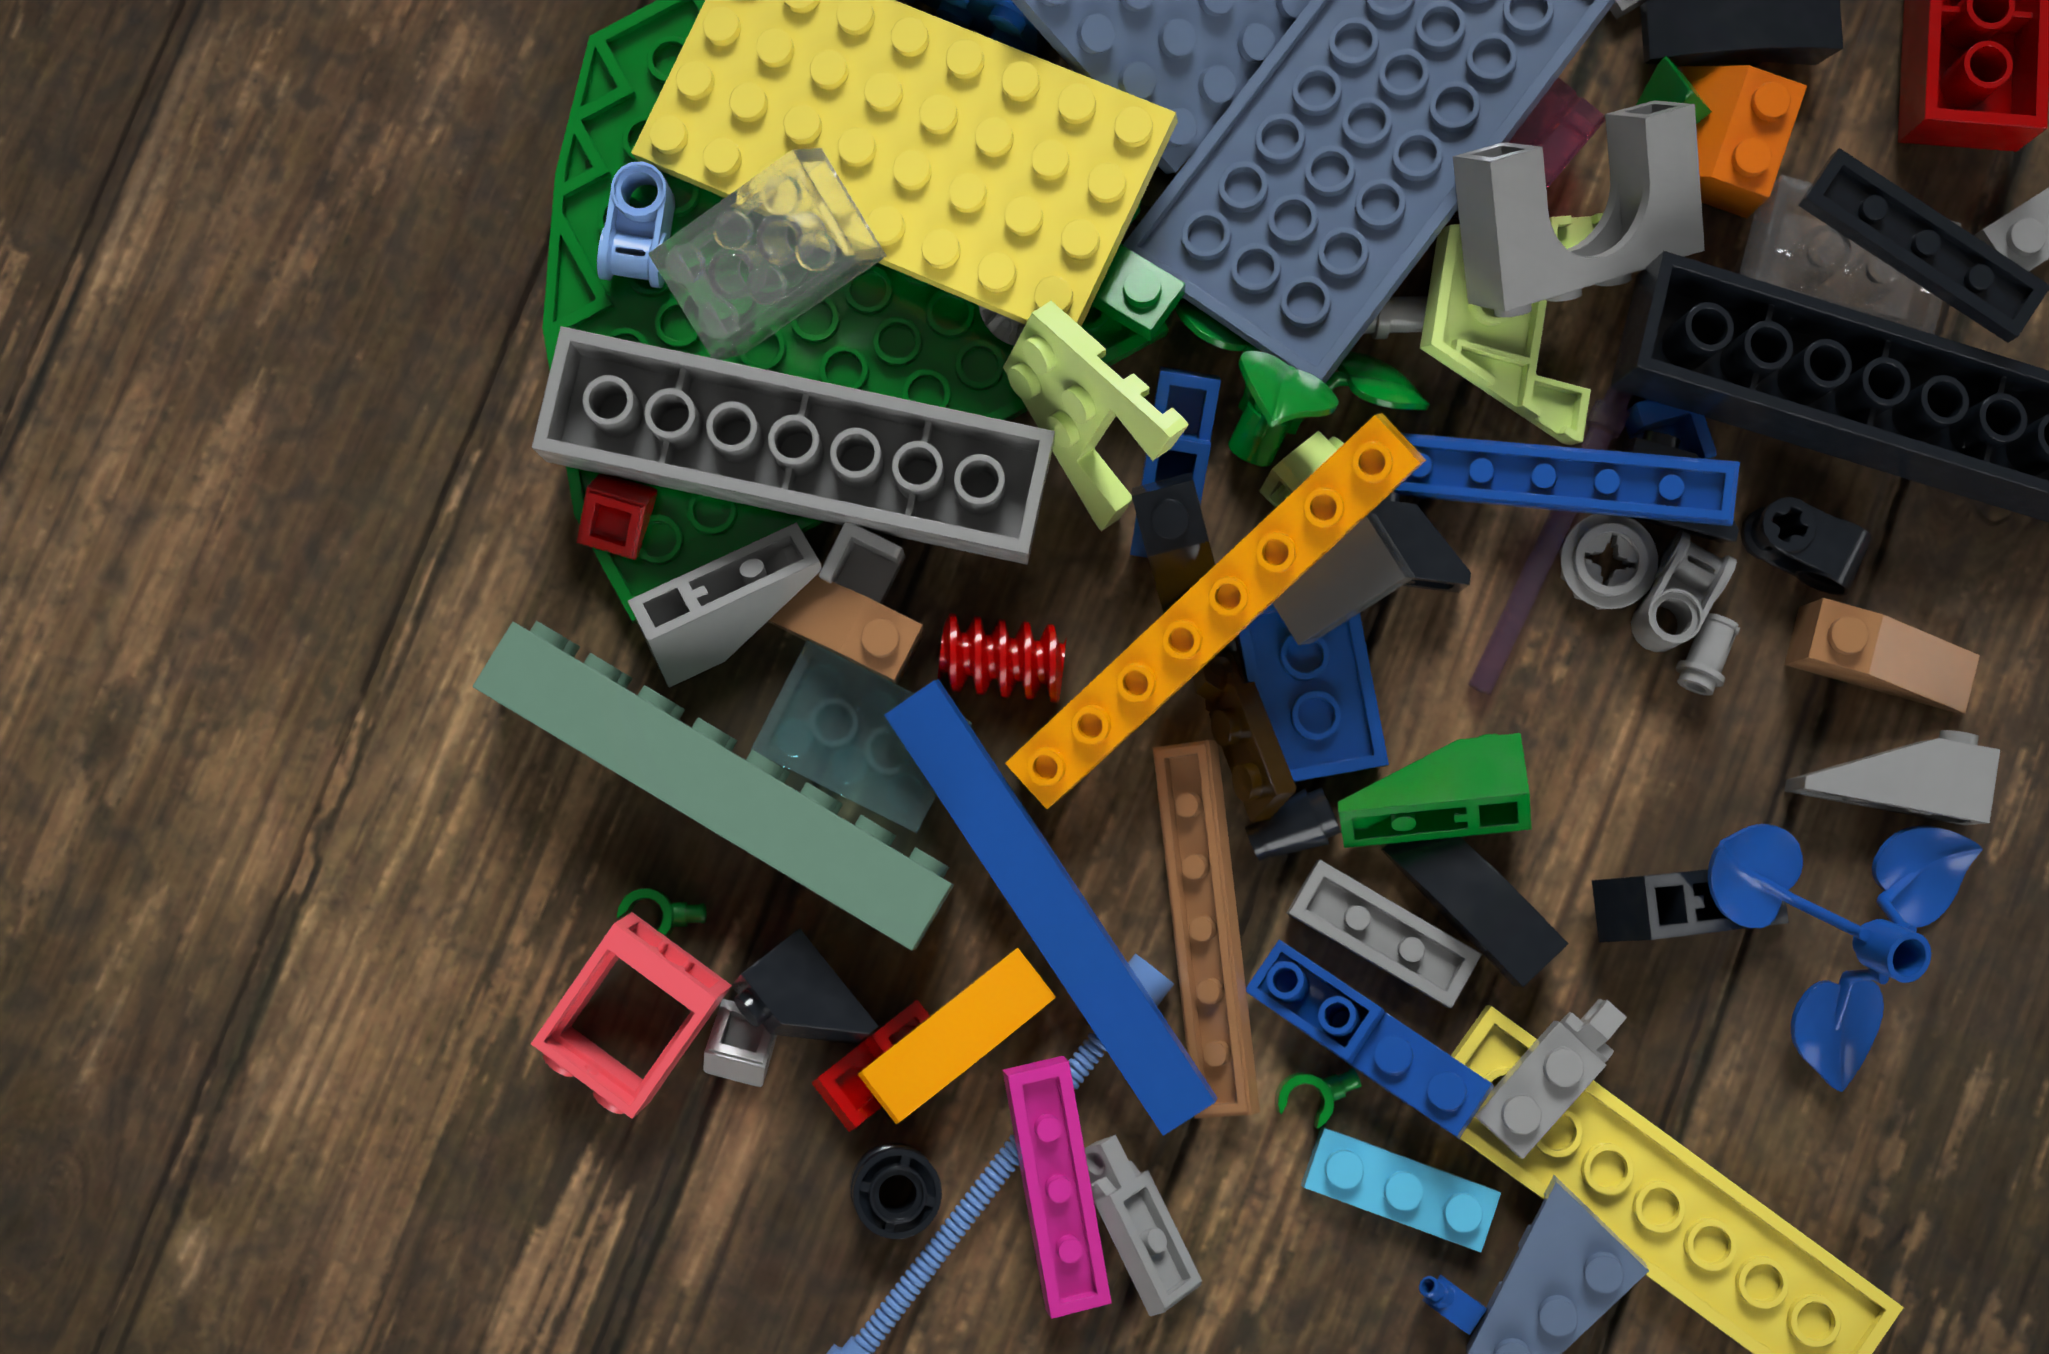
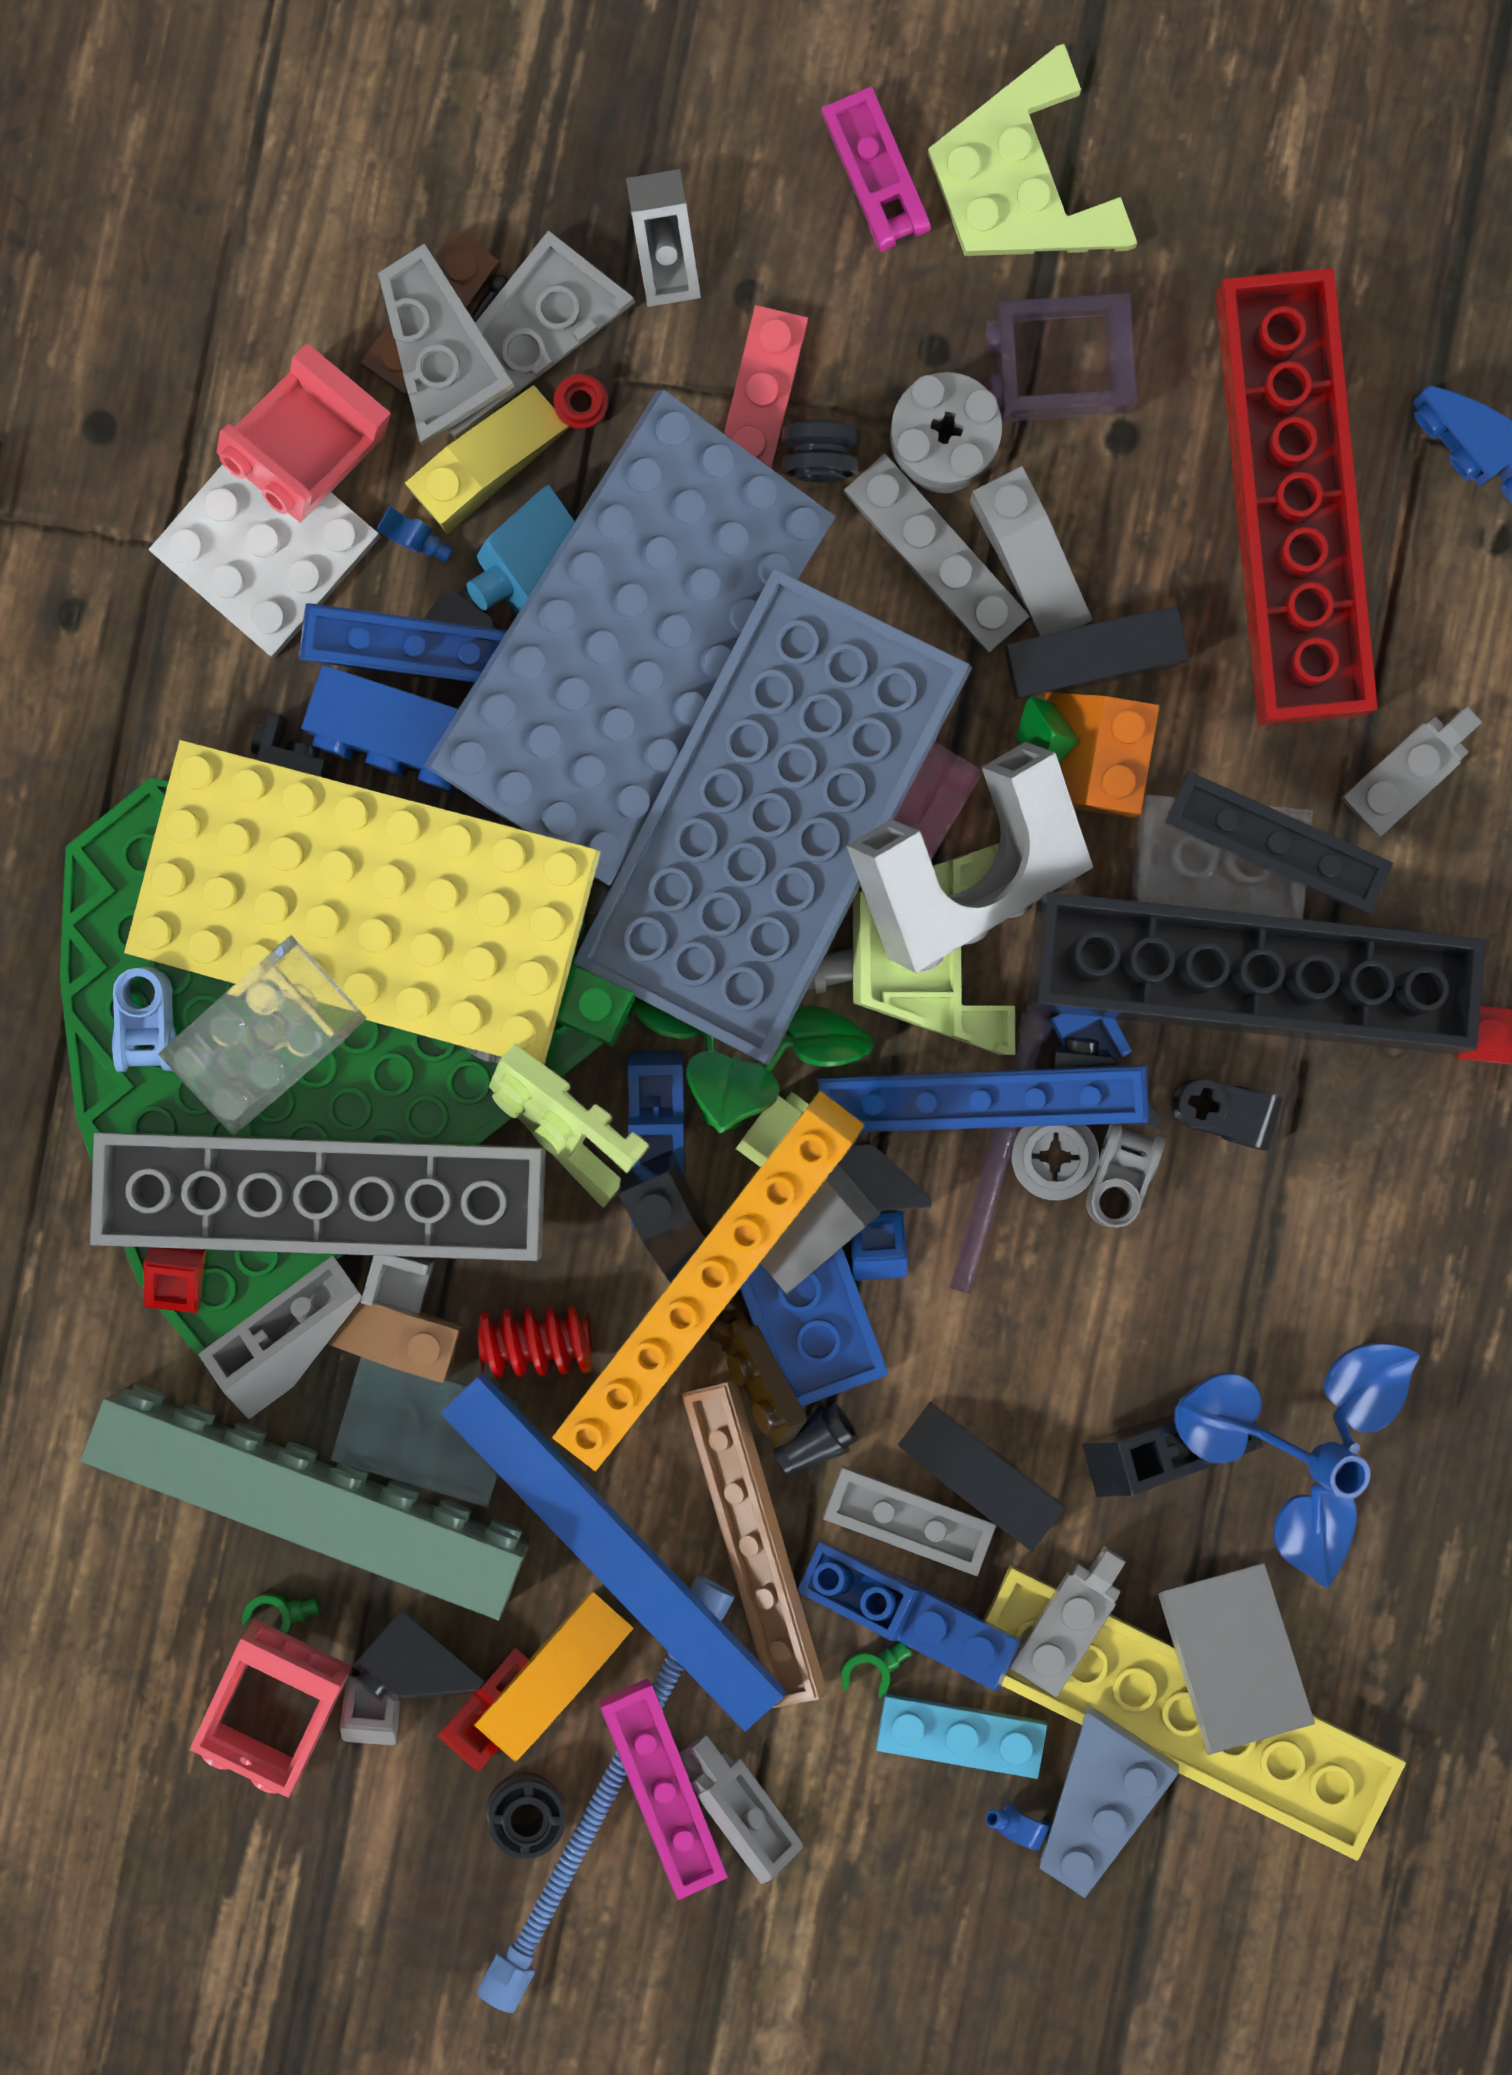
camera: 10 degrees left, 5 degrees up
(1399, 628) = (880, 1248): none -> blue slope
(1451, 793) = (946, 1390): green slope -> none
(1708, 655) = (1155, 1225): light grey pin -> none
(1730, 1153) = (1236, 1659): none -> light grey tile
(1881, 655) = (1311, 1200): medium nougat slope -> none
(1929, 779) = (1352, 1303): light grey slope -> none

